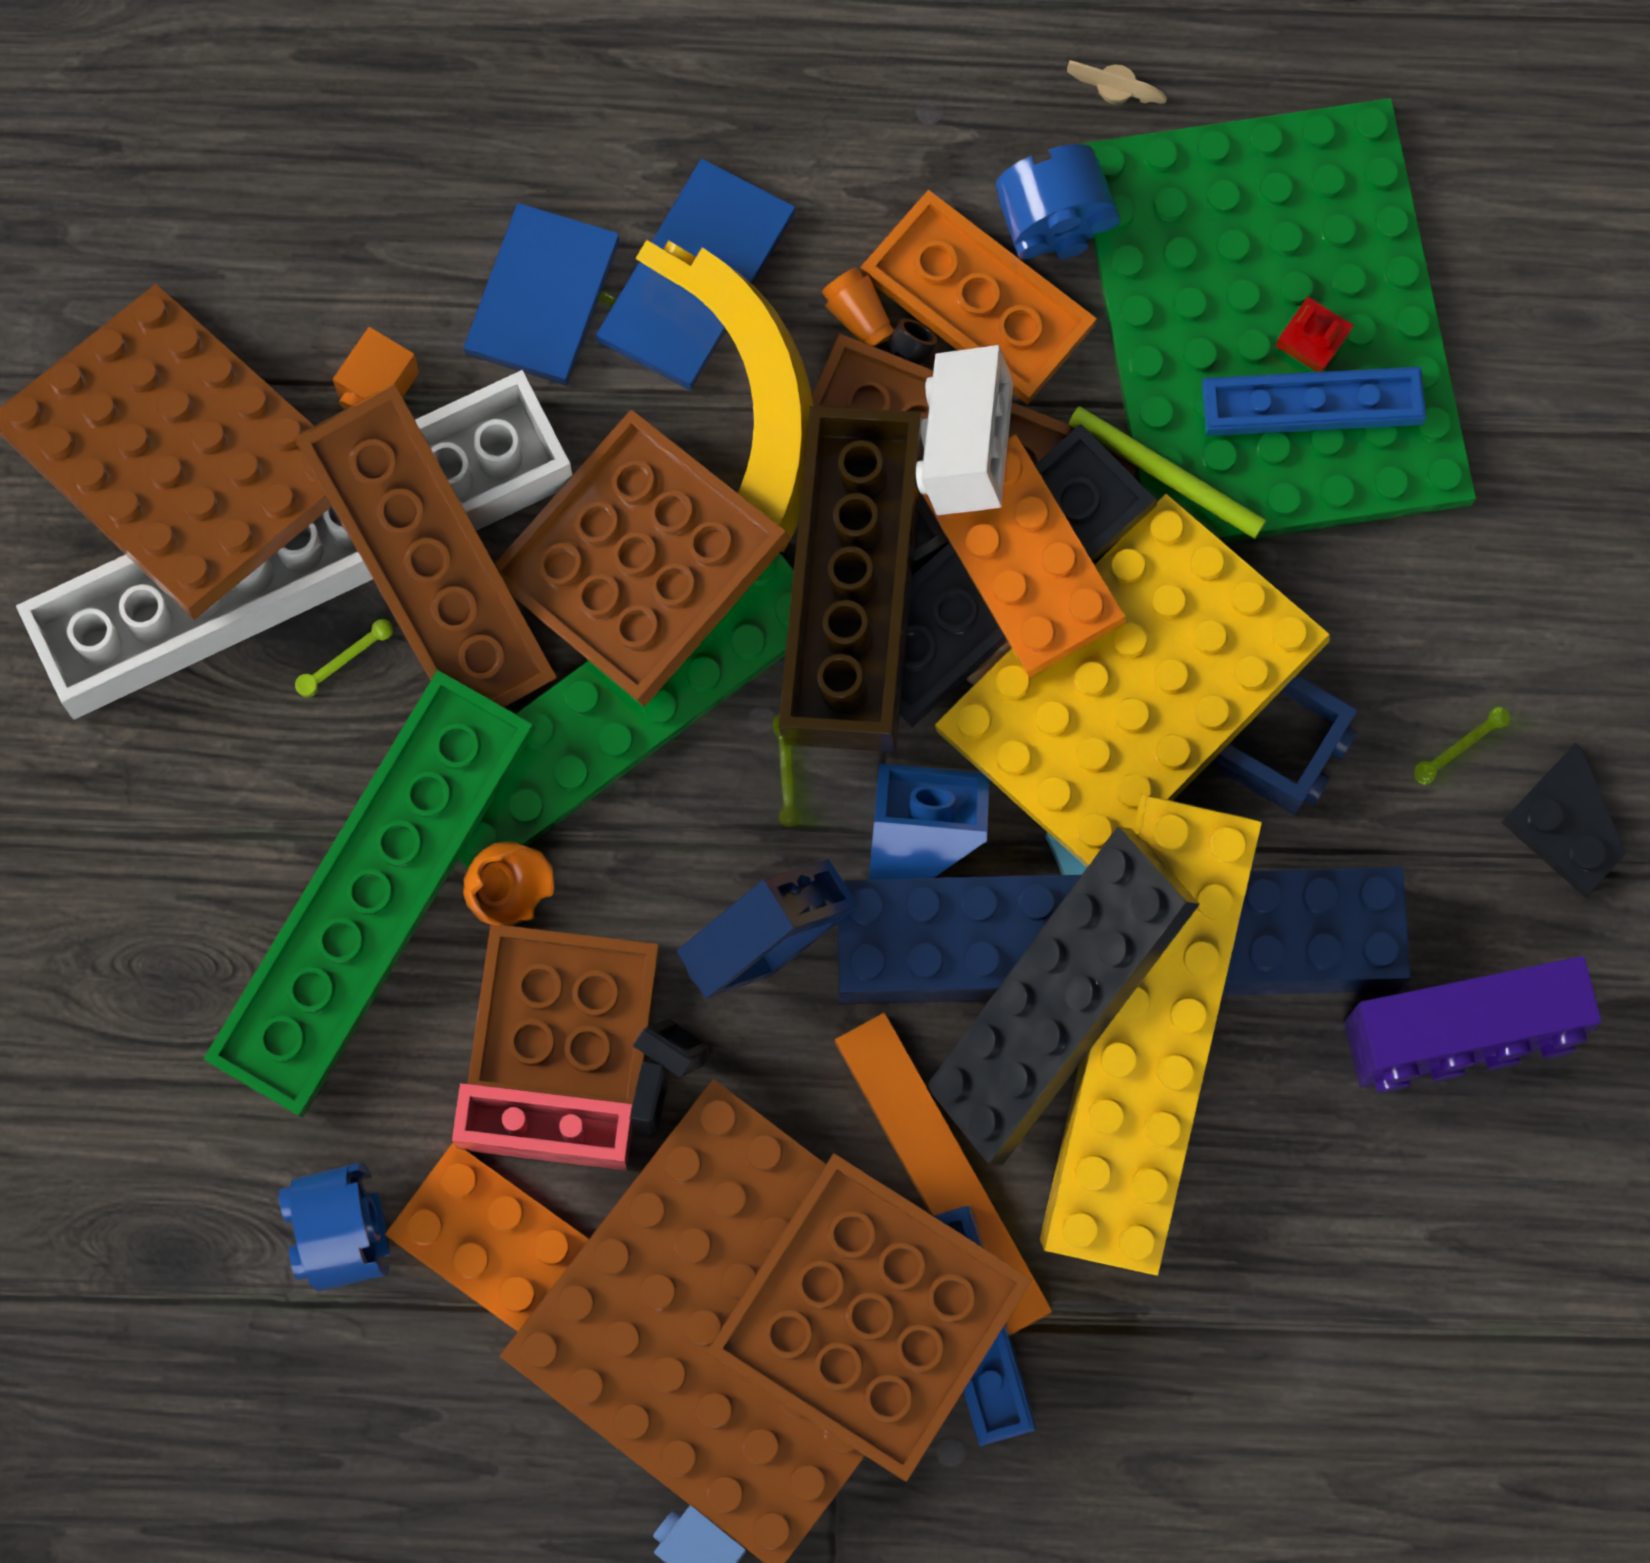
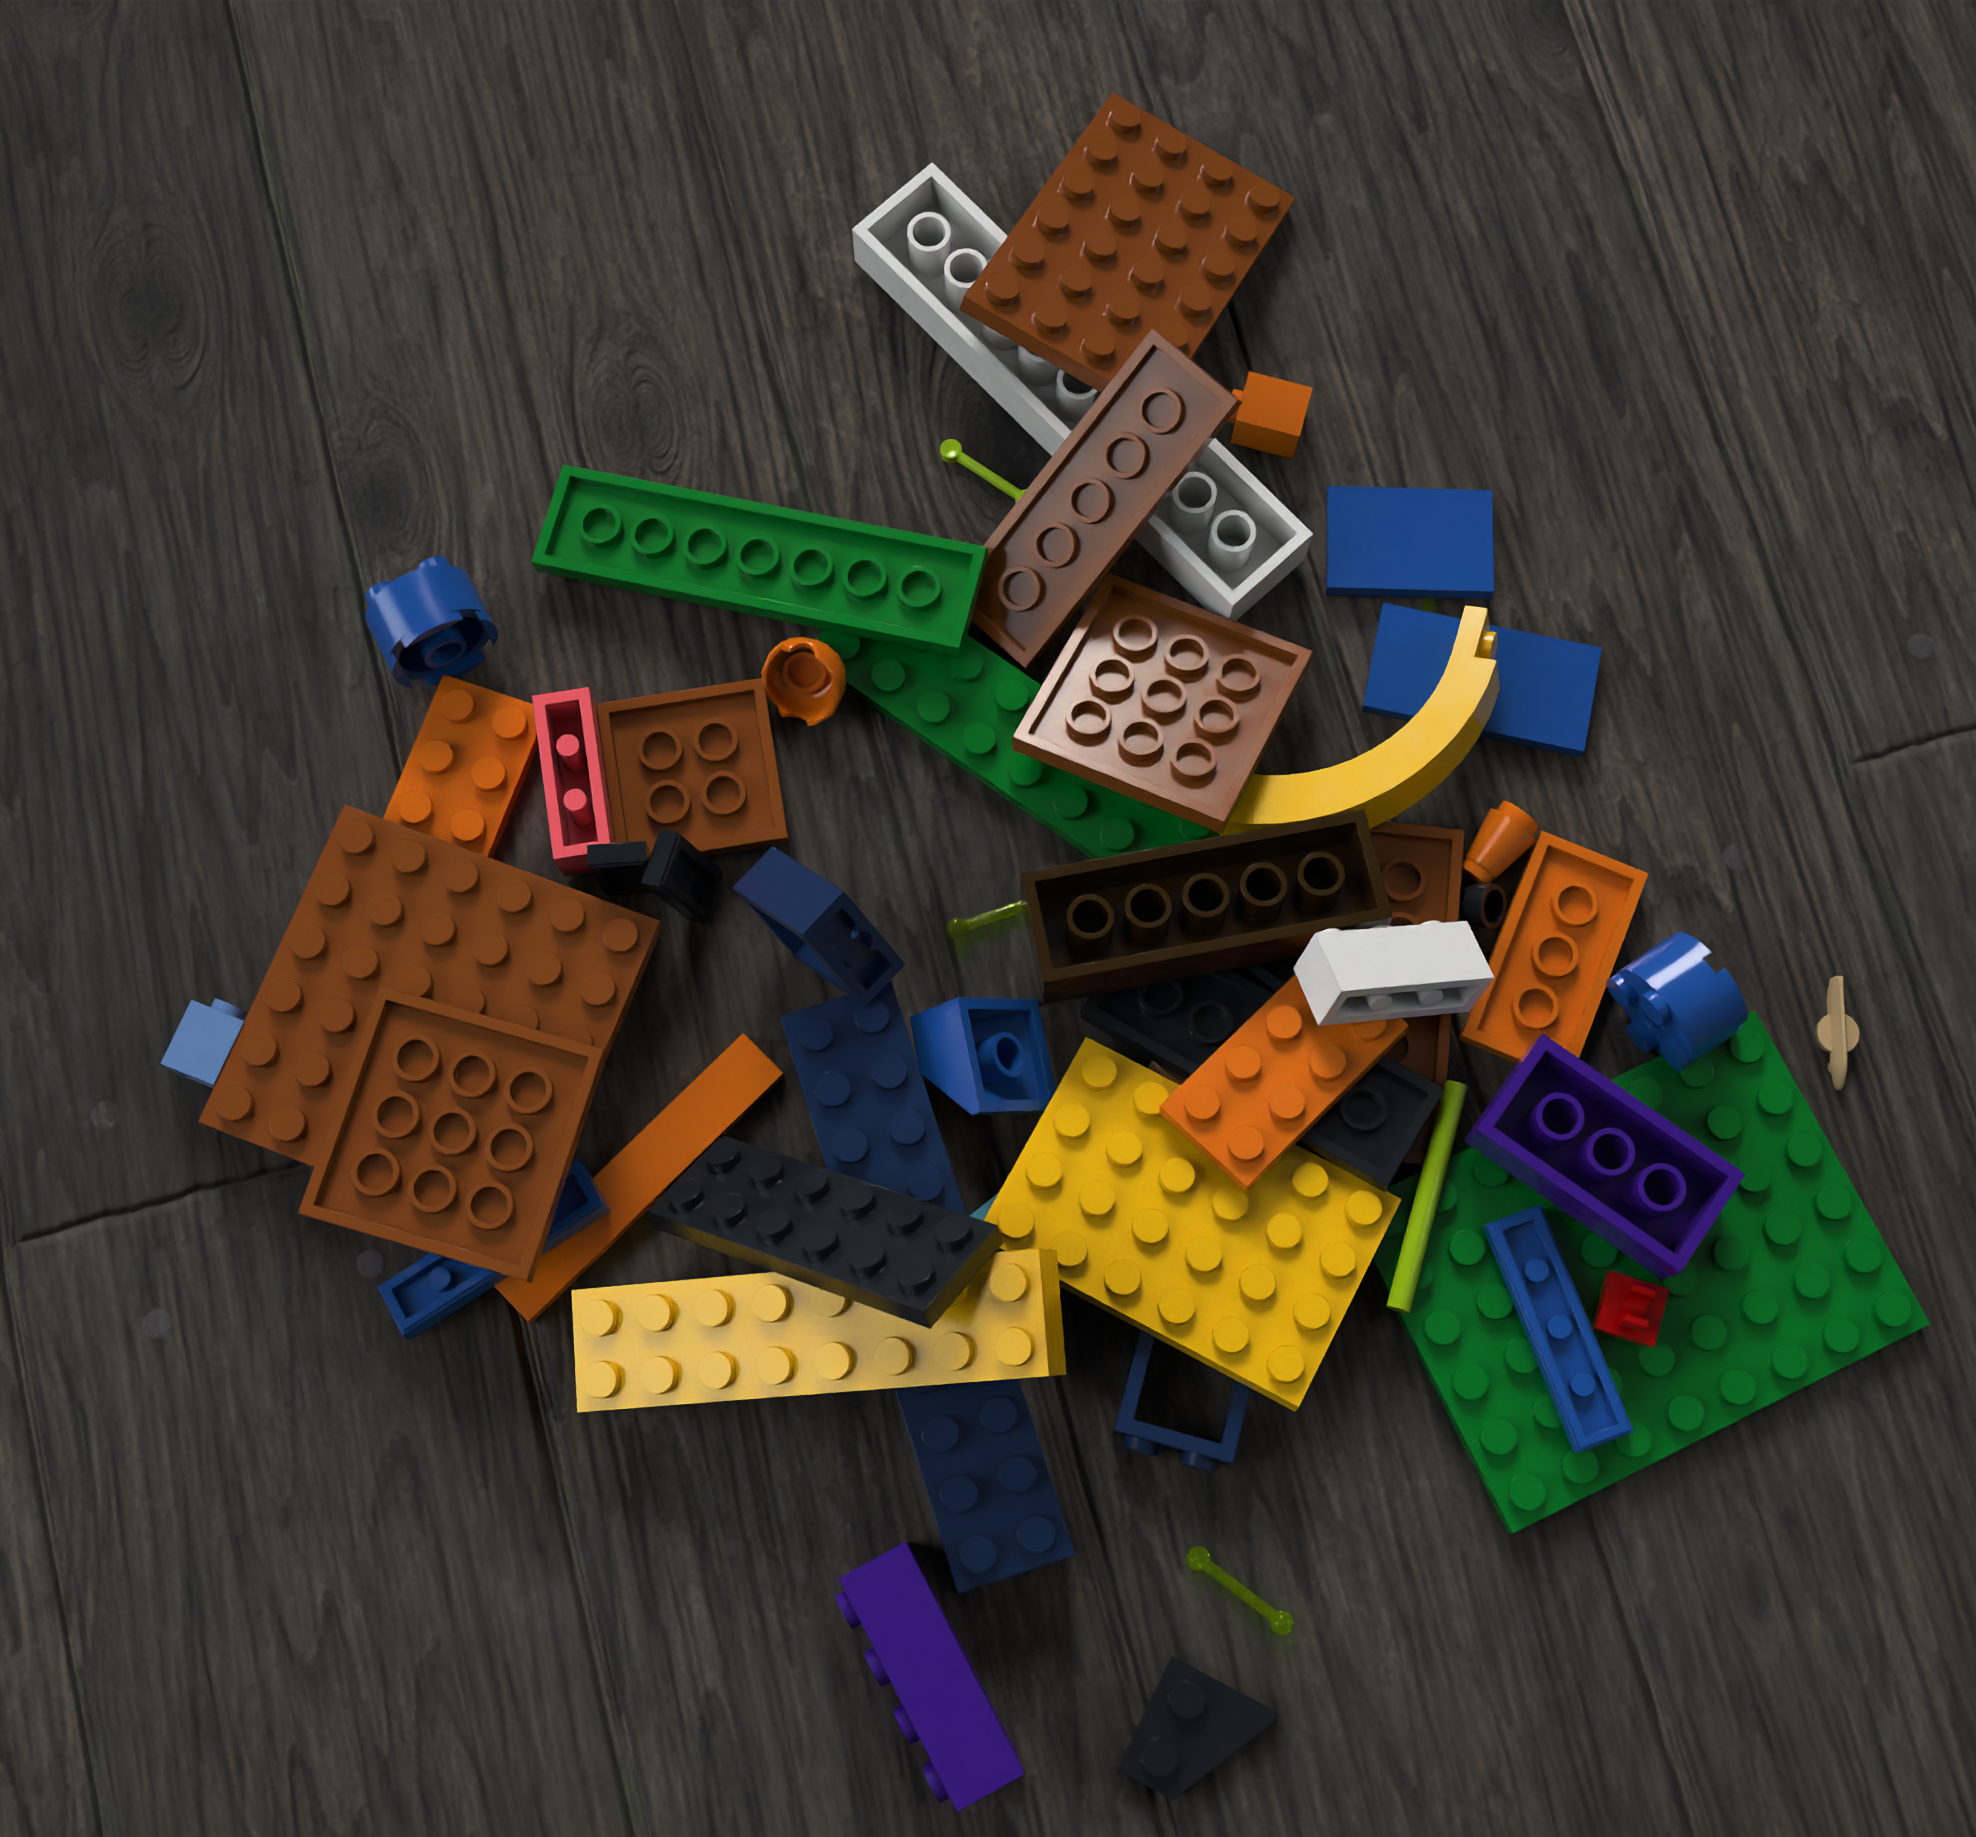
camera: 75 degrees right, 0 degrees up
(1181, 310) = (1605, 1158): none -> dark purple brick

